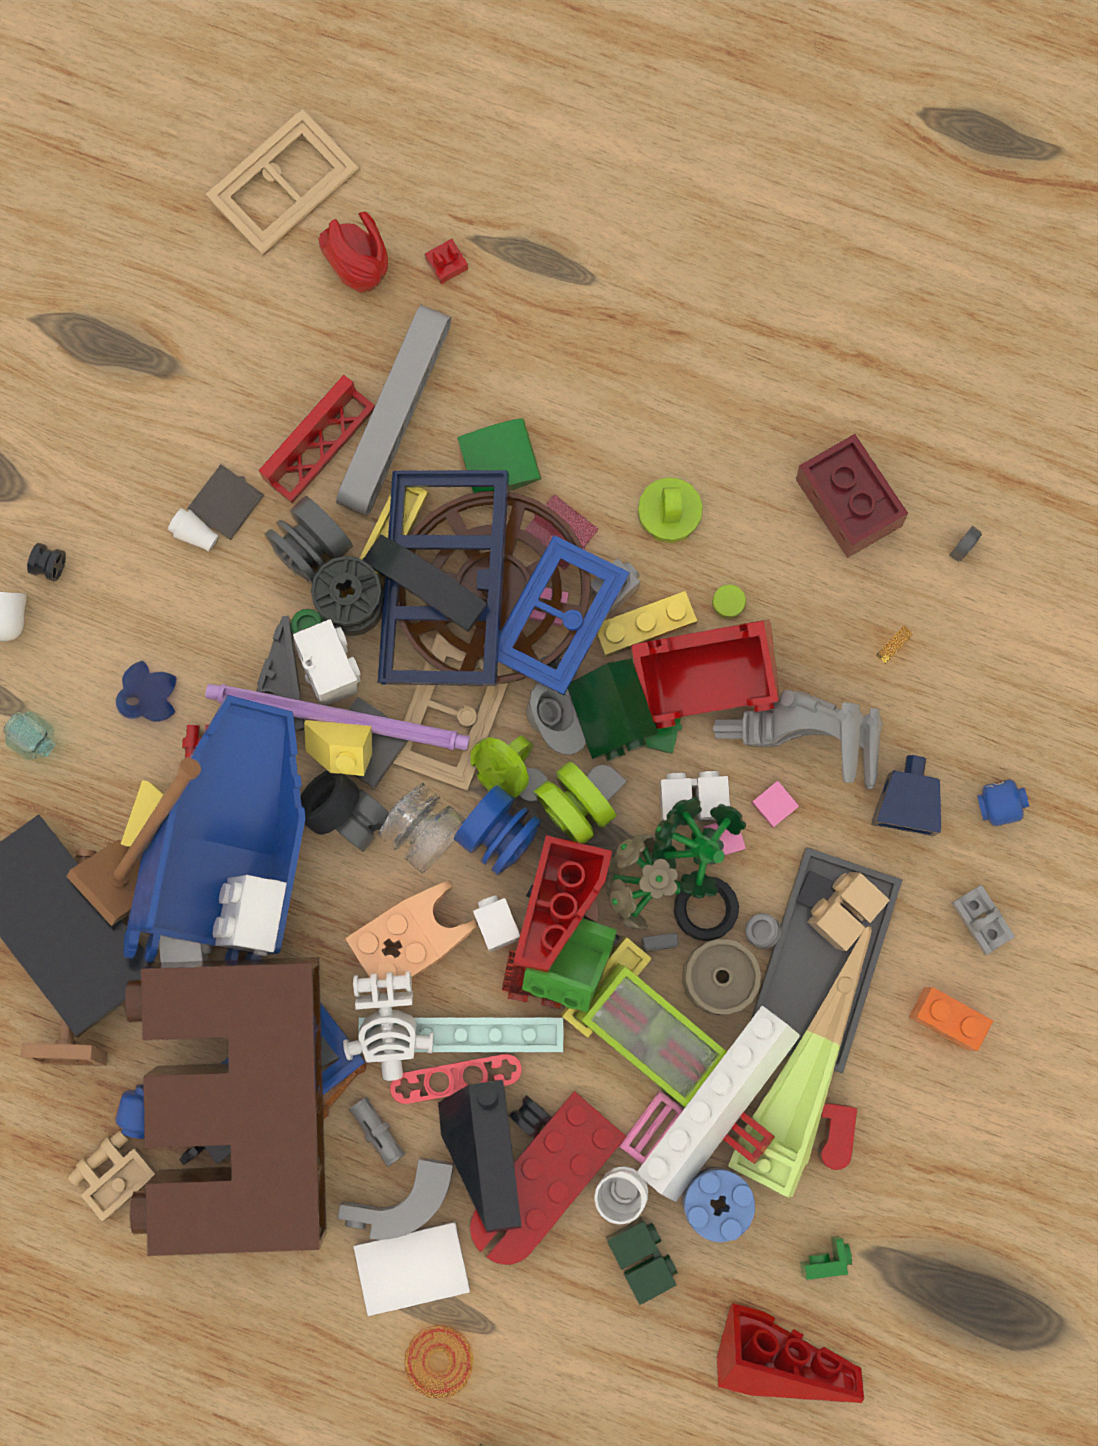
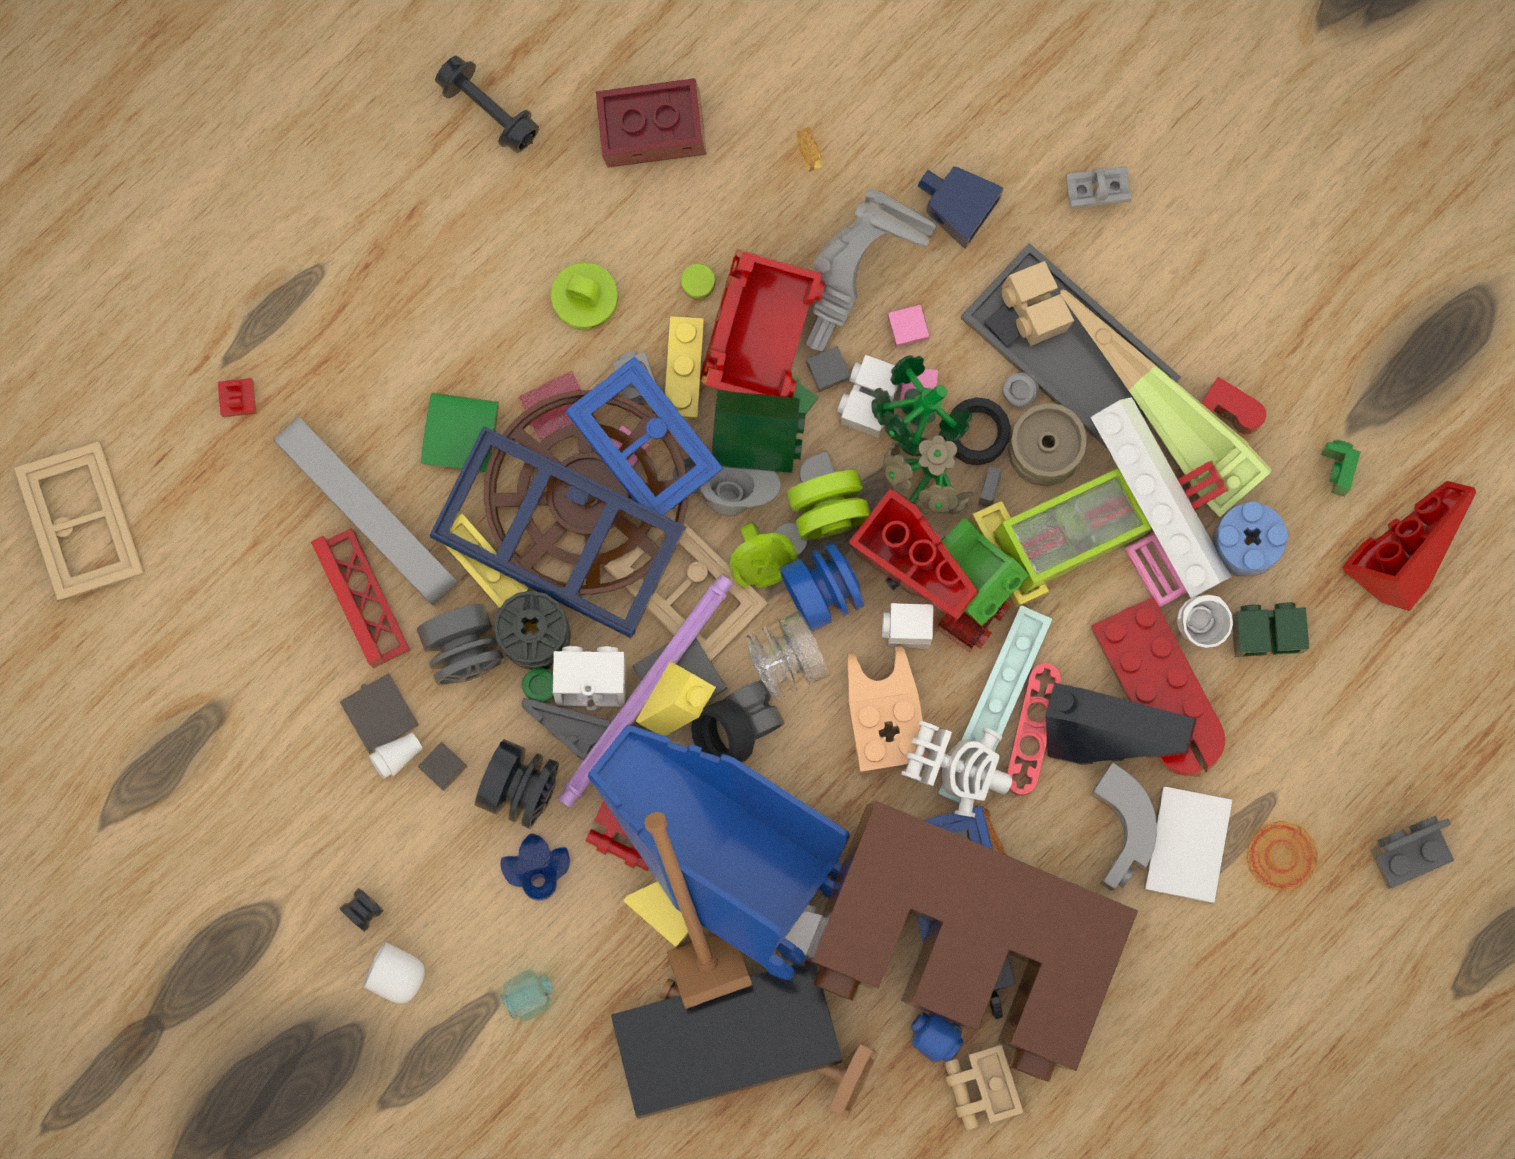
camera: 60 degrees left, 0 degrees up
(201, 575) = (442, 766): none -> clear smoke tile
(206, 639) = (517, 784): none -> black wheel
(249, 914) = (801, 846): white brick -> none
(354, 254) = (191, 479): red hair -> none
(377, 1131) = (1050, 822): light grey pin -> none
(425, 582) = (555, 549): black slope -> none
(530, 1116) = (1097, 674): black wheel -> none
(702, 750) = (828, 368): none -> dark grey tile
(812, 313) = (456, 76): none -> black piece
(951, 1019) = (1174, 258): orange brick -> none
(966, 544) = (743, 40): dark grey tile -> none
(1002, 802) = (999, 121): blue head -> none

